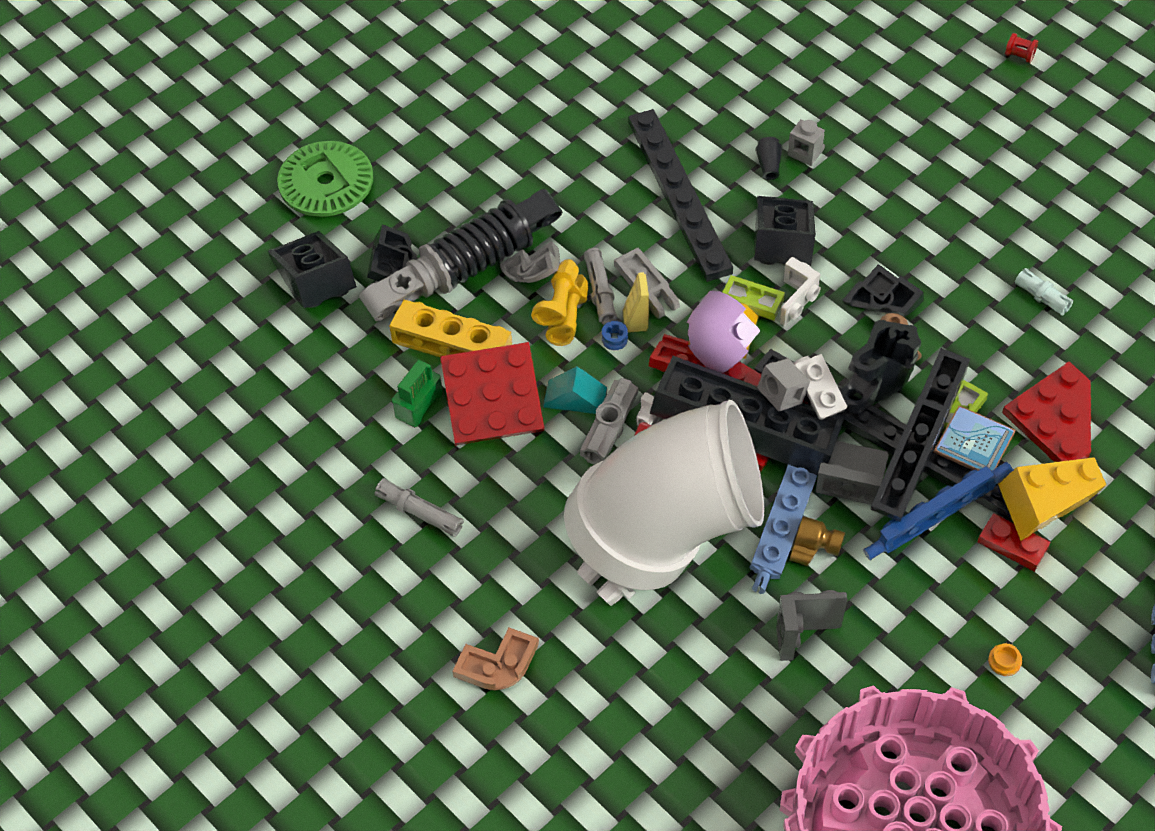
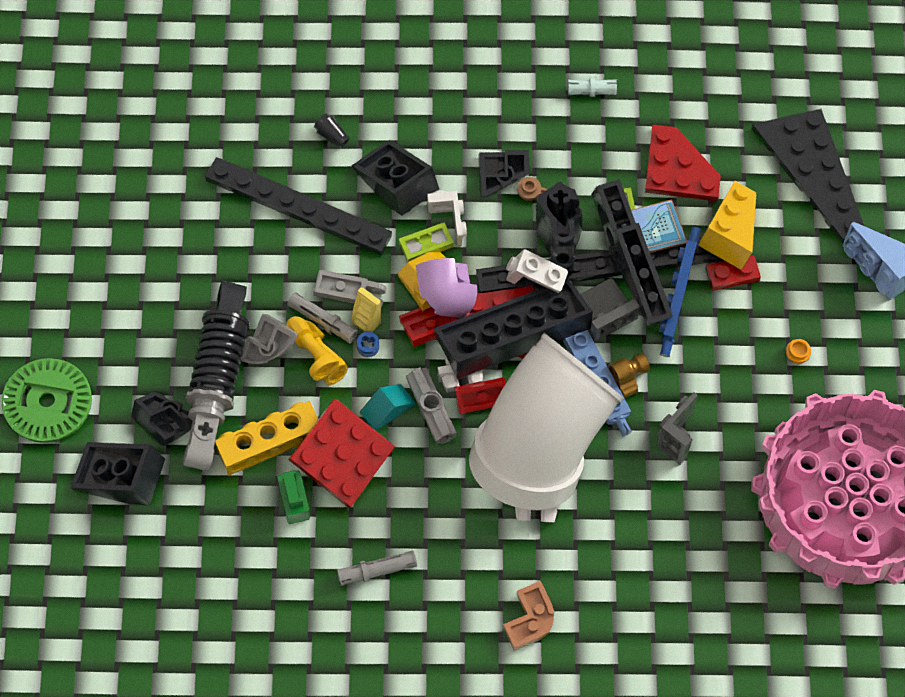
camera: 50 degrees left, 10 degrees up
(783, 384) = (519, 289): light grey brick -> none
(810, 135) = (344, 94): light grey brick -> none

